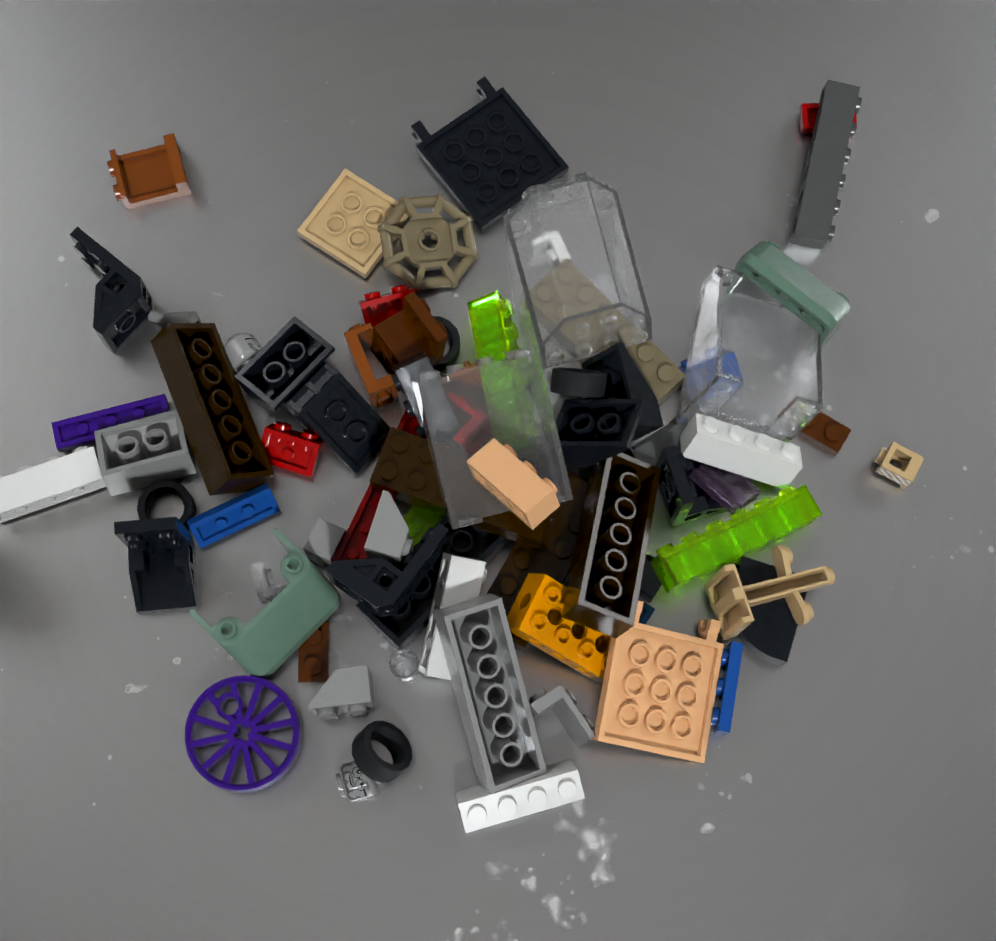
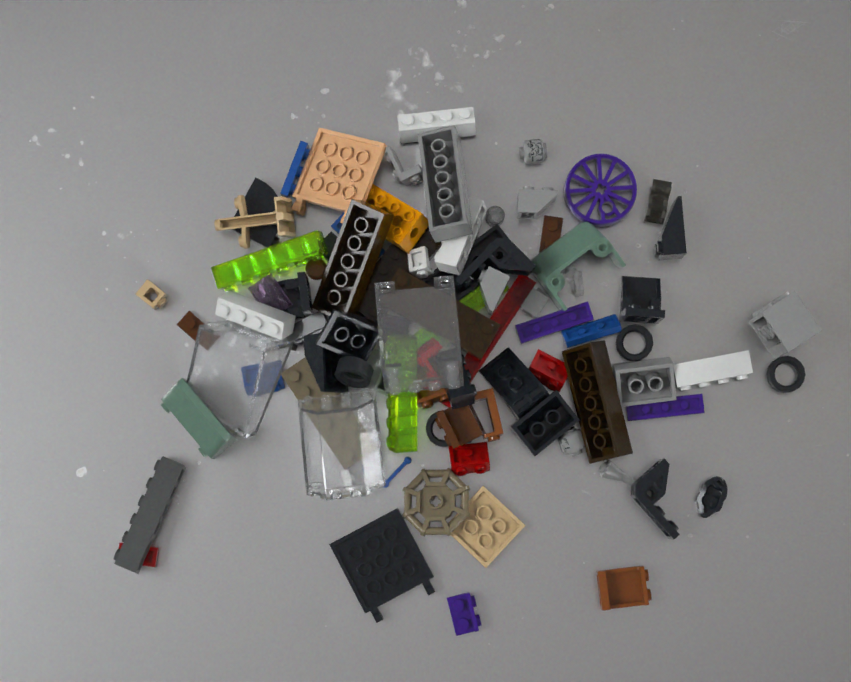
camera: 165 degrees left, 10 degrees up
(31, 308) = (712, 496): none -> black arm
(122, 678) = (672, 241): none -> black slope
(151, 728) = (657, 201): none -> clear smoke brick
(291, 519) = (554, 322): none -> dark purple plate
(368, 111) = (463, 613): none -> dark purple bracket
(370, 762) = (527, 161): black tyre -> none
(504, 262) = (407, 460): none -> blue hinge
(509, 562) = (419, 263): none -> white bracket
(514, 482) = (409, 298): light nougat brick -> none
(660, 538) = (315, 269): none -> reddish brown piece

